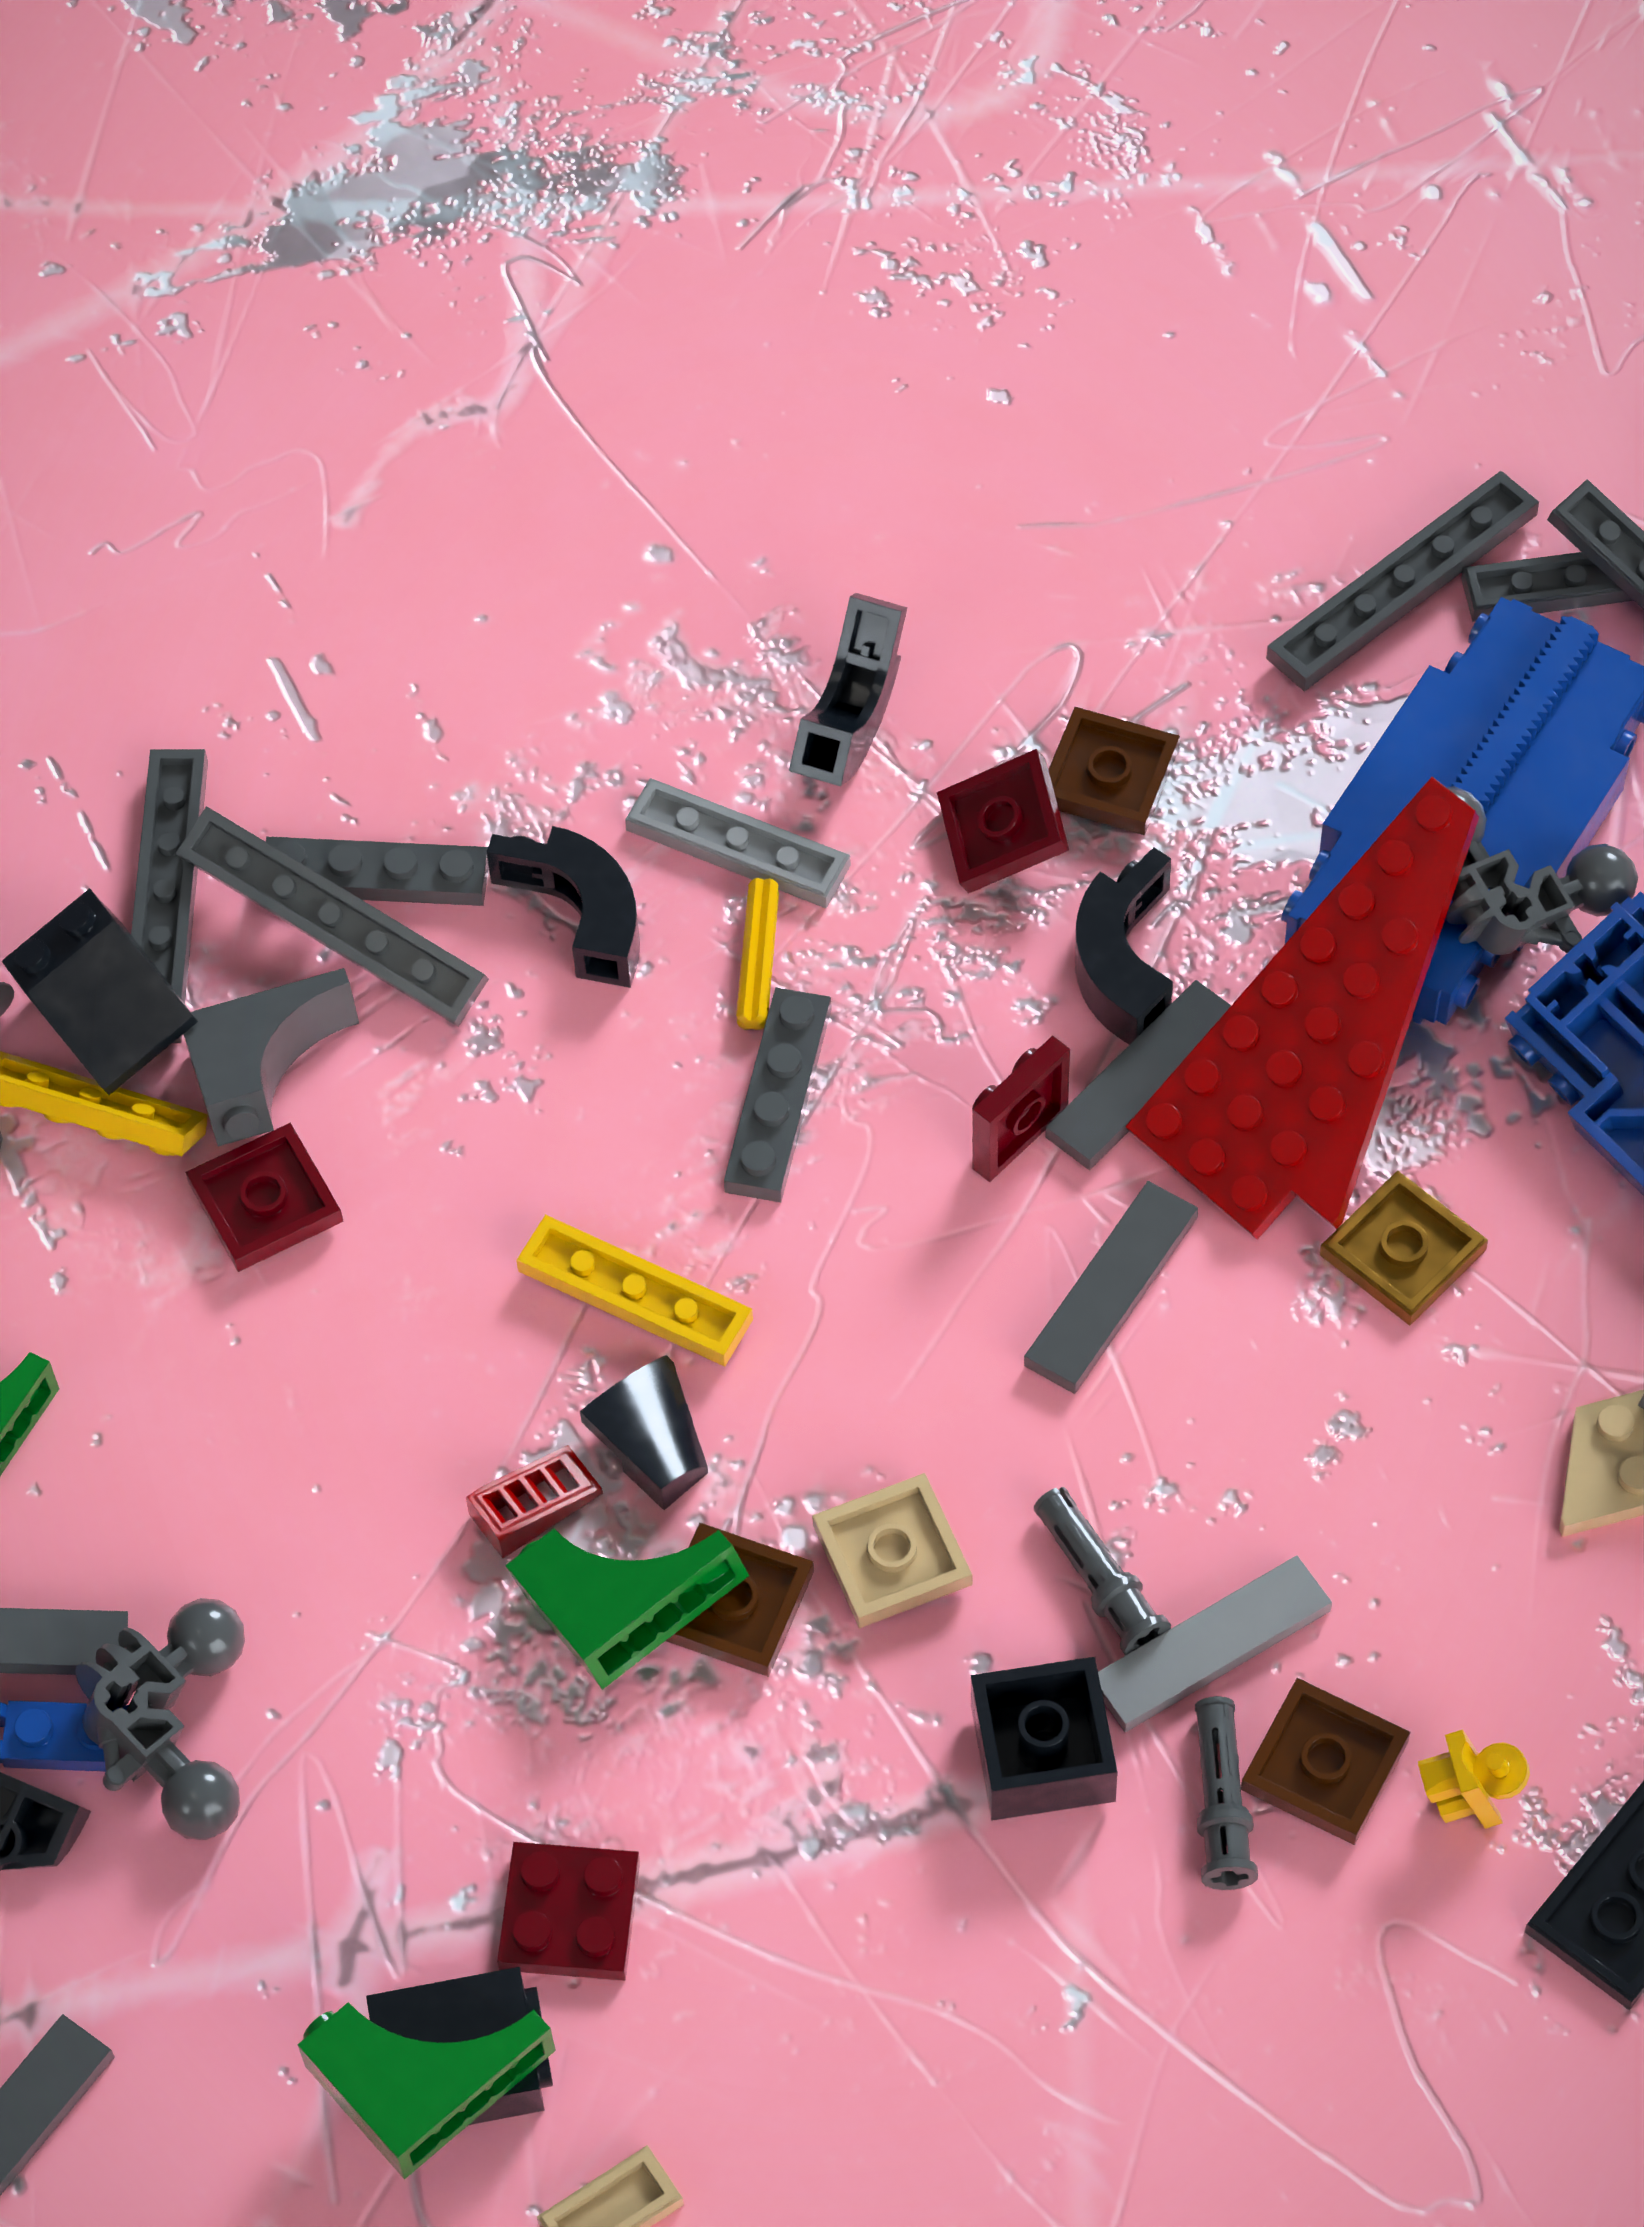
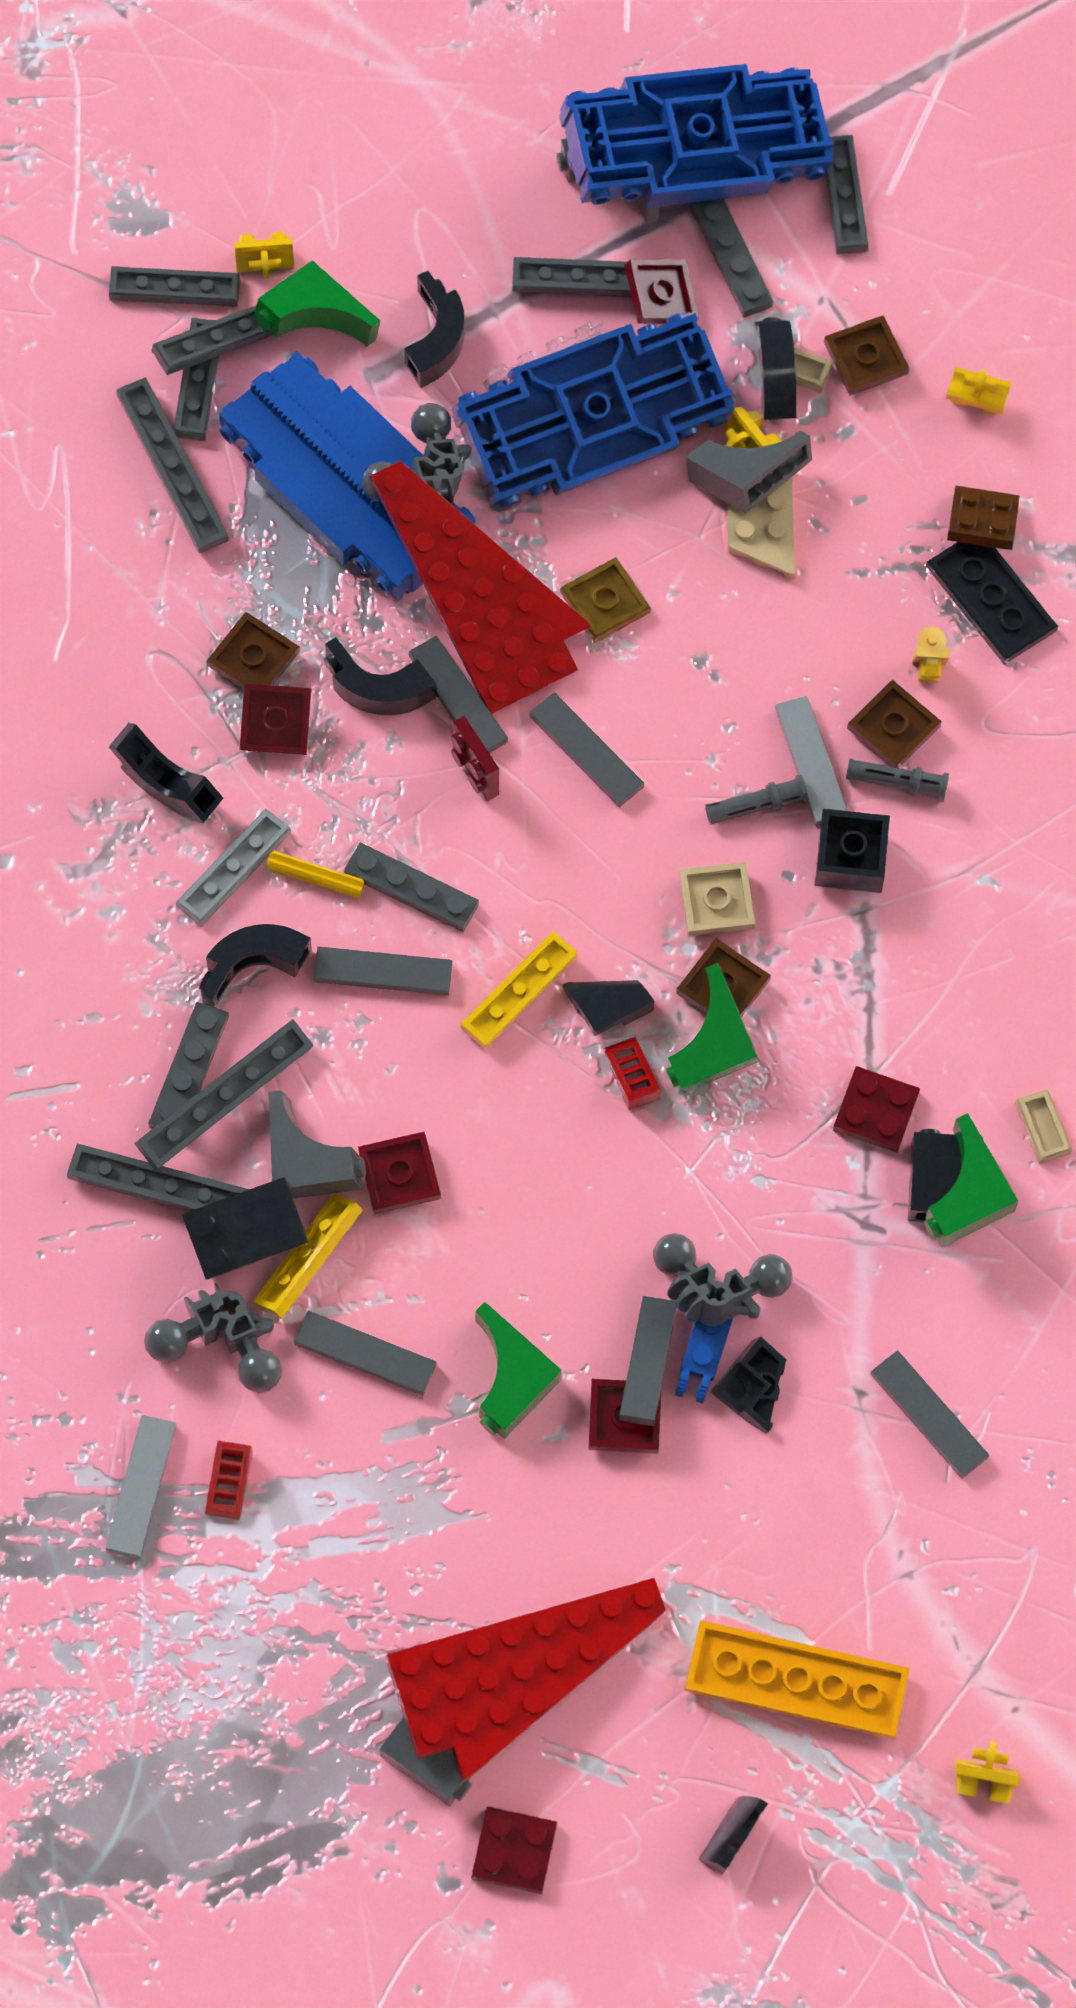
camera: 80 degrees left, 10 degrees up
(617, 1091) = (383, 970): none -> dark grey tile

